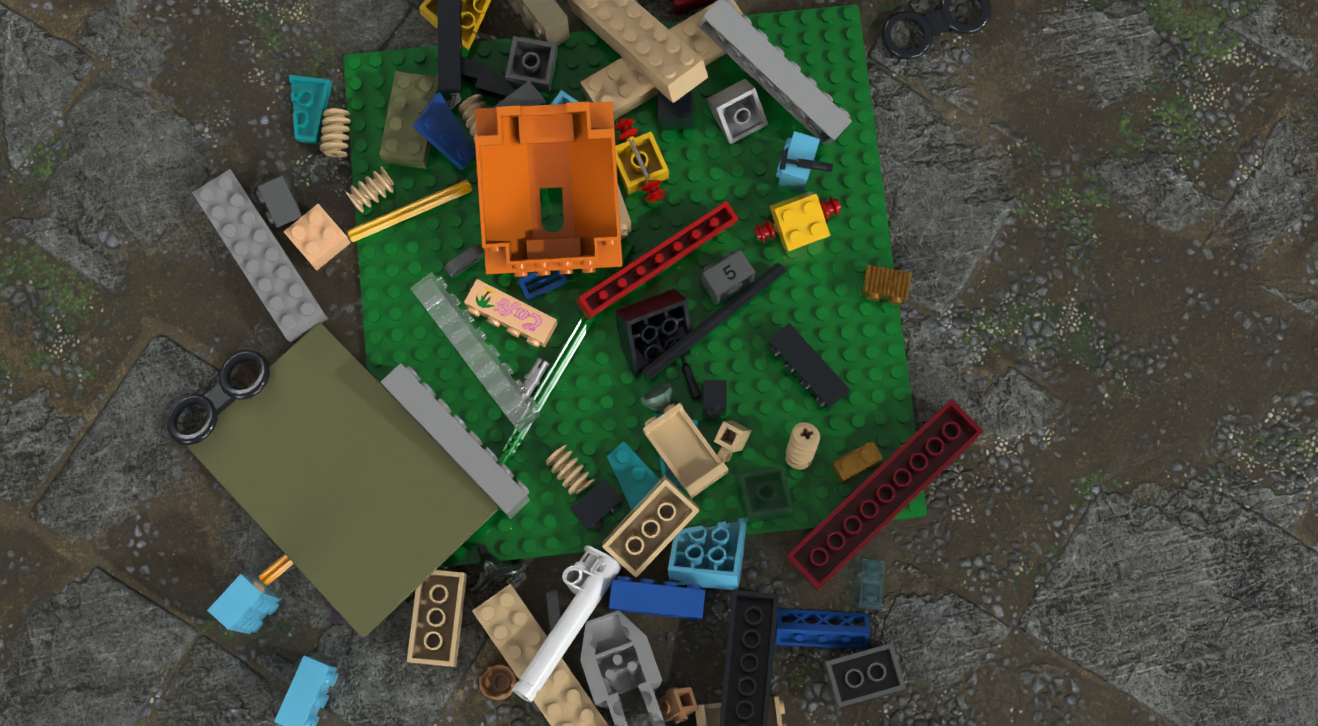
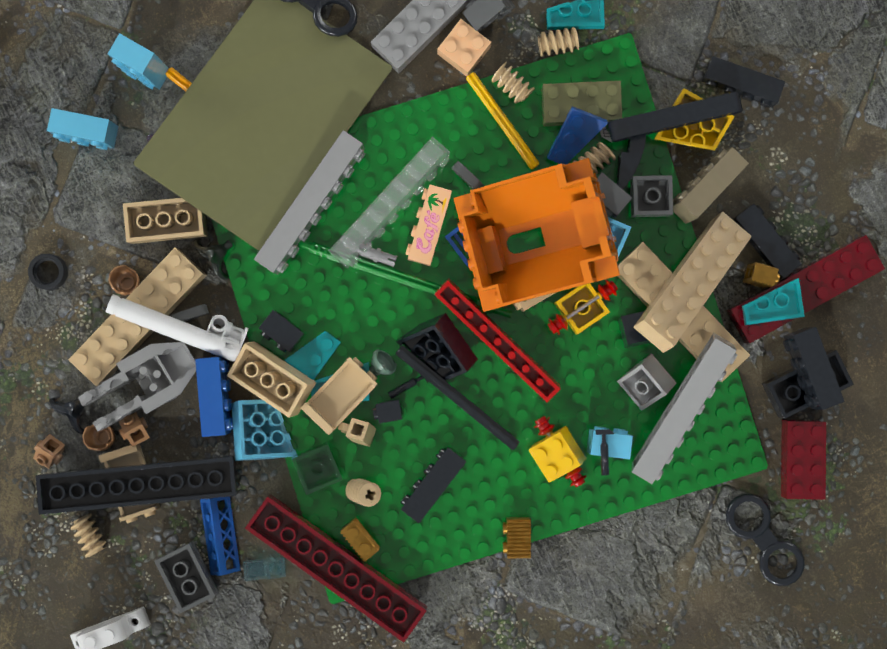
camera: 80 degrees right, 10 degrees up
(568, 471) = (305, 302): tan piece -> none
(727, 277) = (495, 403): dark grey brick -> none

